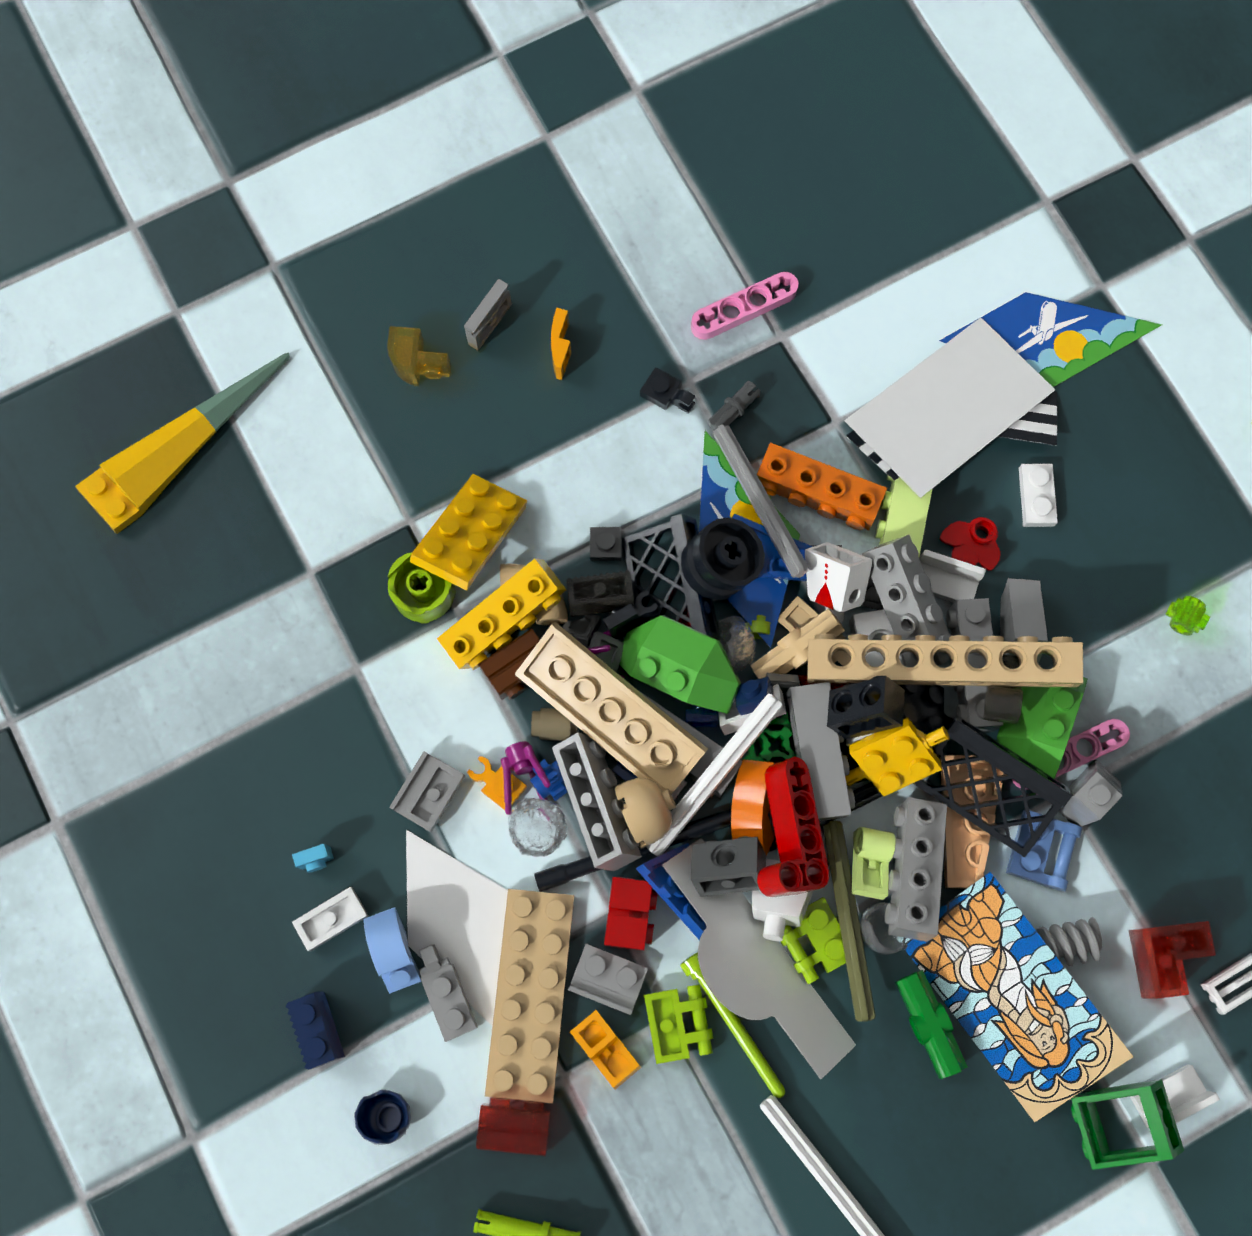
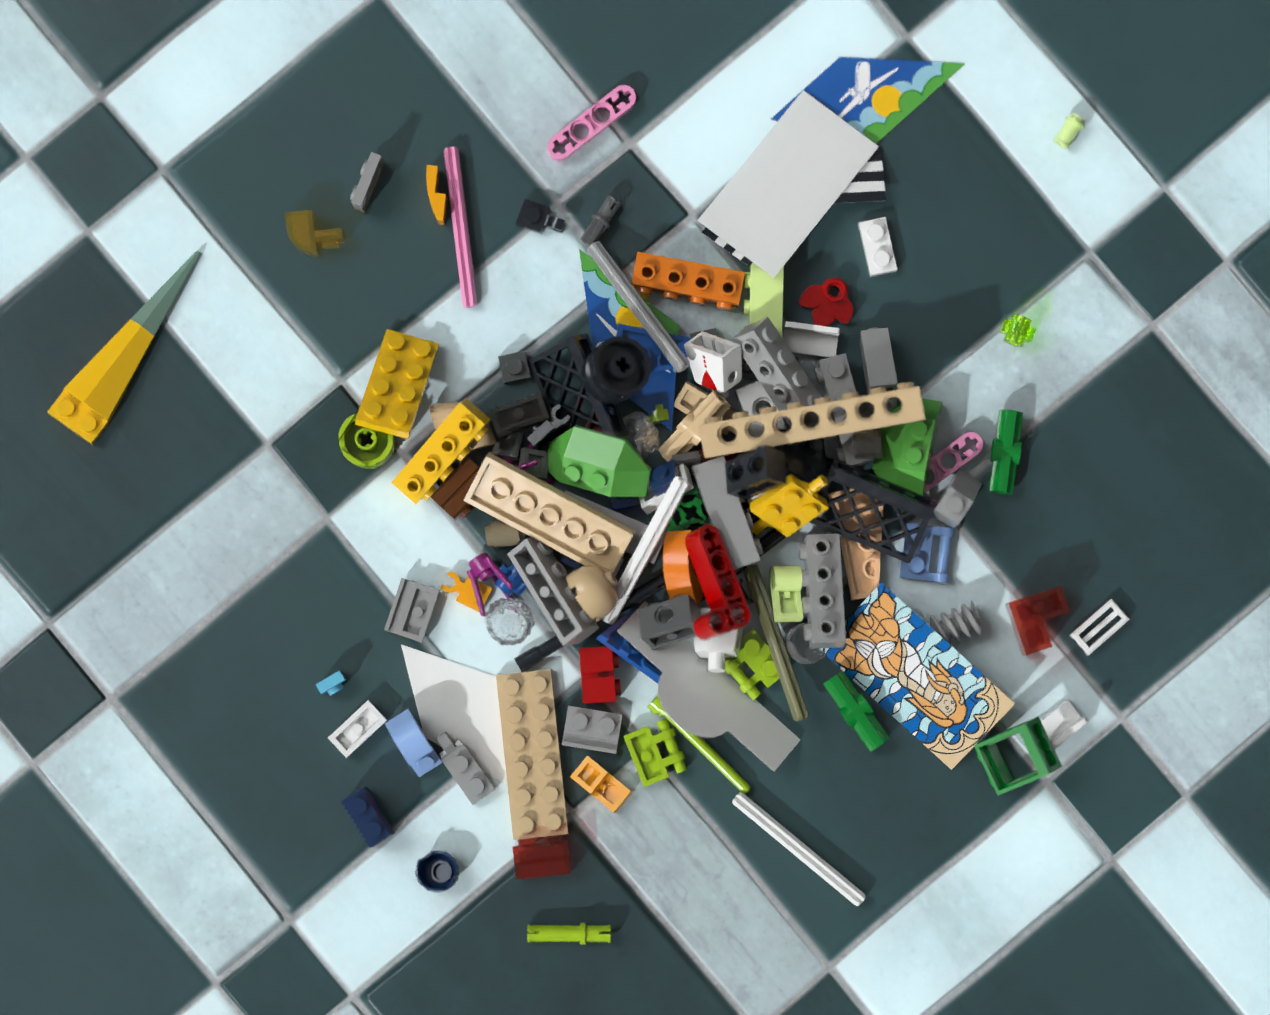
camera: 10 degrees left, 10 degrees up
(578, 385) = (460, 227): none -> bright pink axle
(1155, 750) = (1005, 451): none -> green piece

